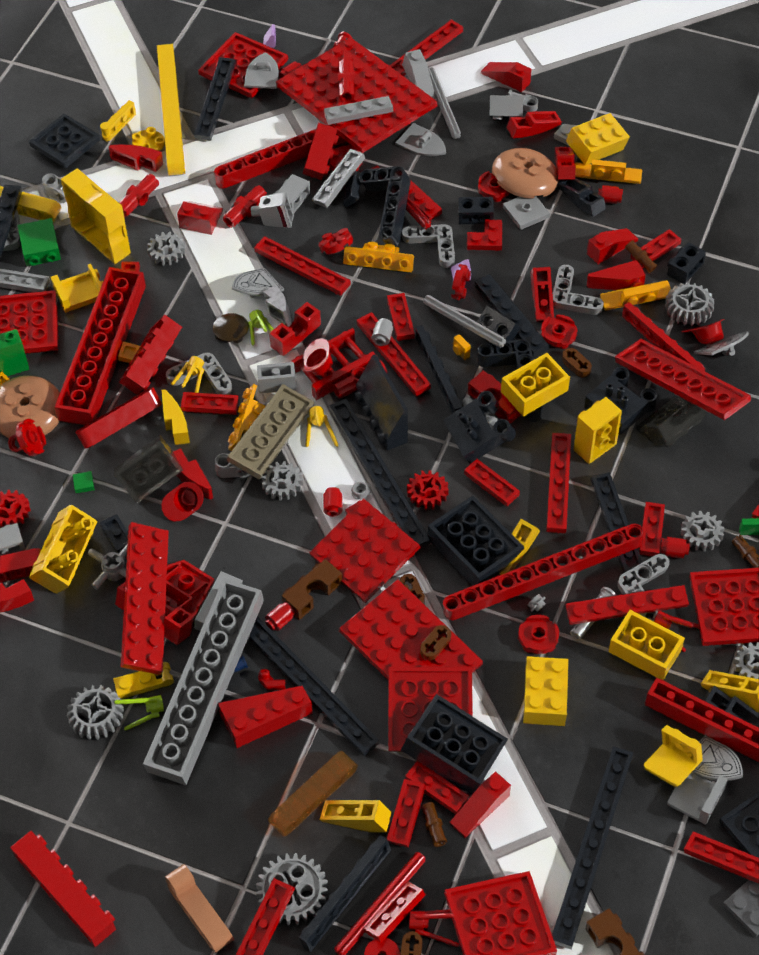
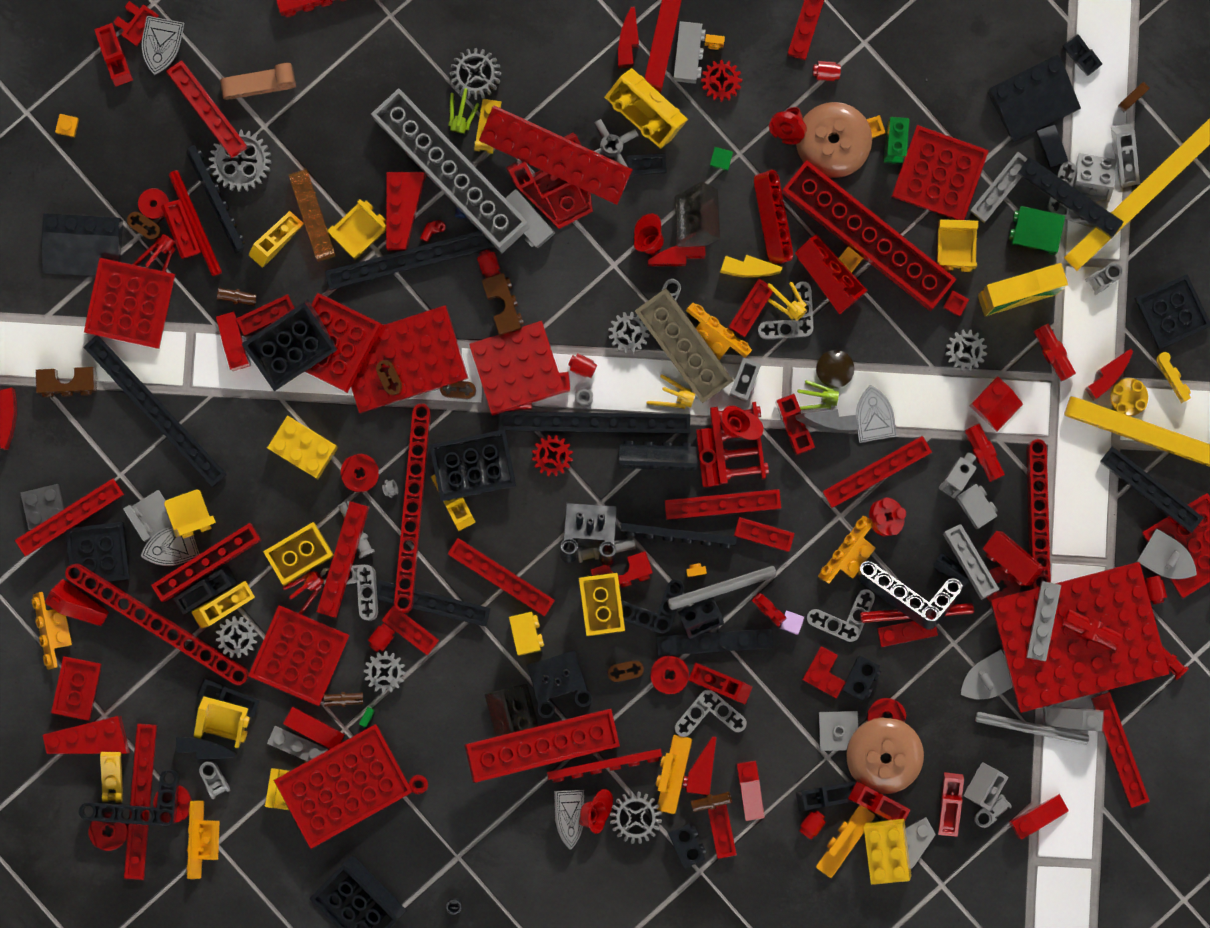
camera: 115 degrees right, 30 degrees up
(304, 745) = (358, 229): none -> yellow panel
(382, 332) = (744, 501): light grey brick -> none
(406, 813) = (255, 278): red plate -> none
(492, 482) = (531, 517): red plate -> none

